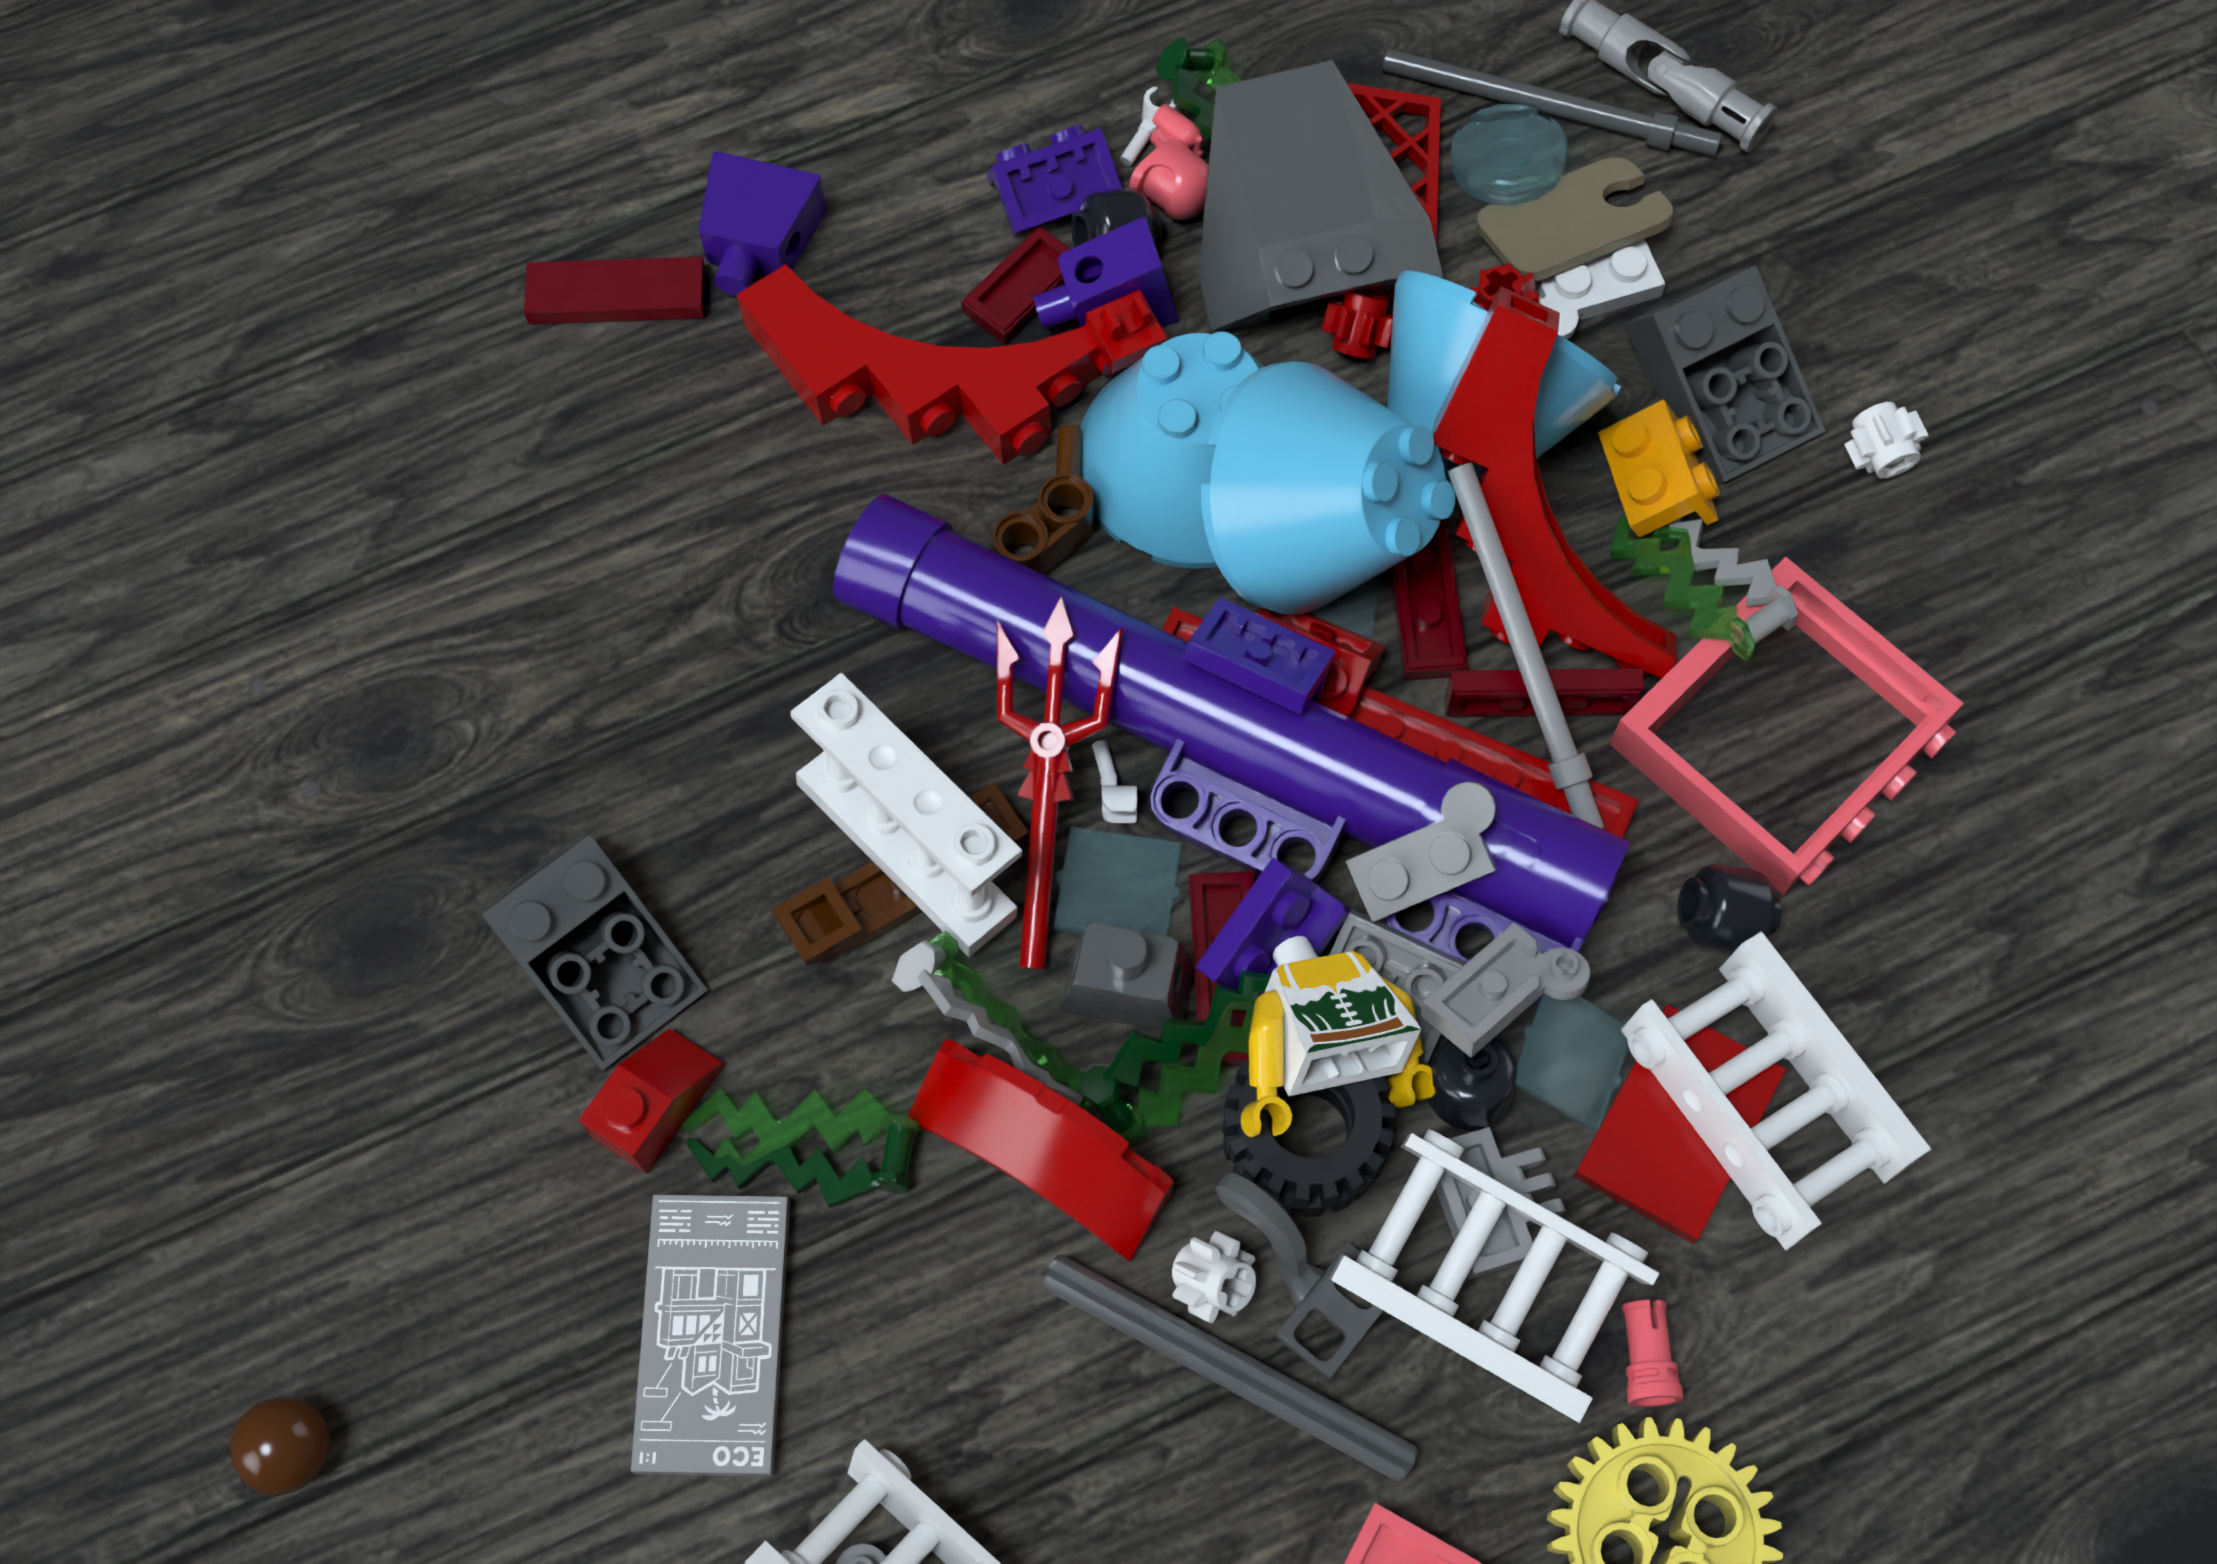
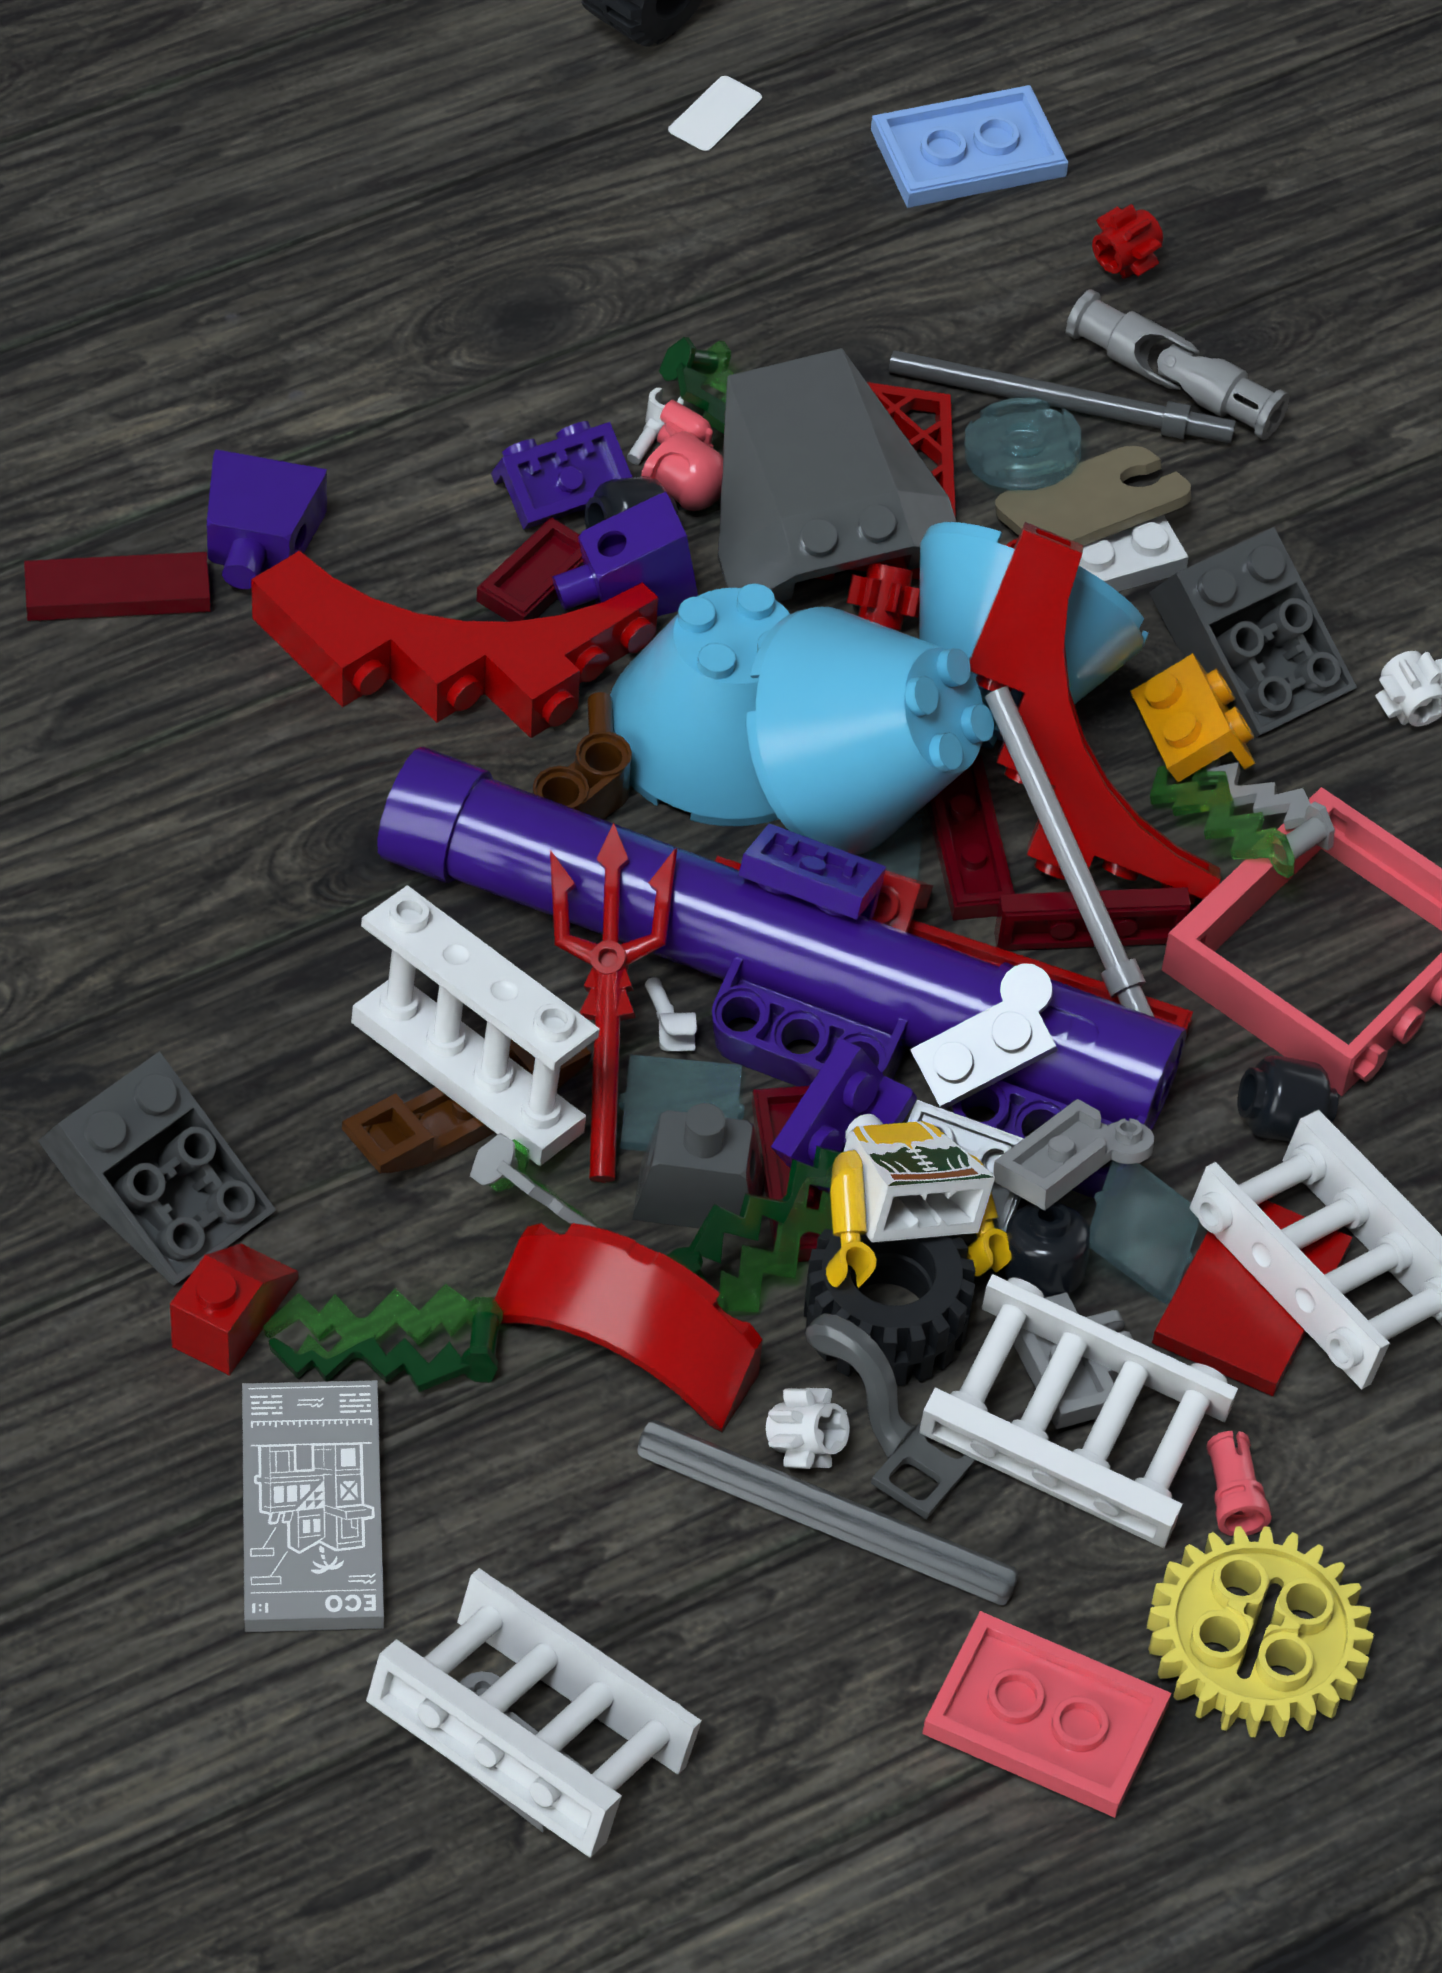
camera: 10 degrees left, 15 degrees down
(1124, 330) = (649, 599): red tile -> none

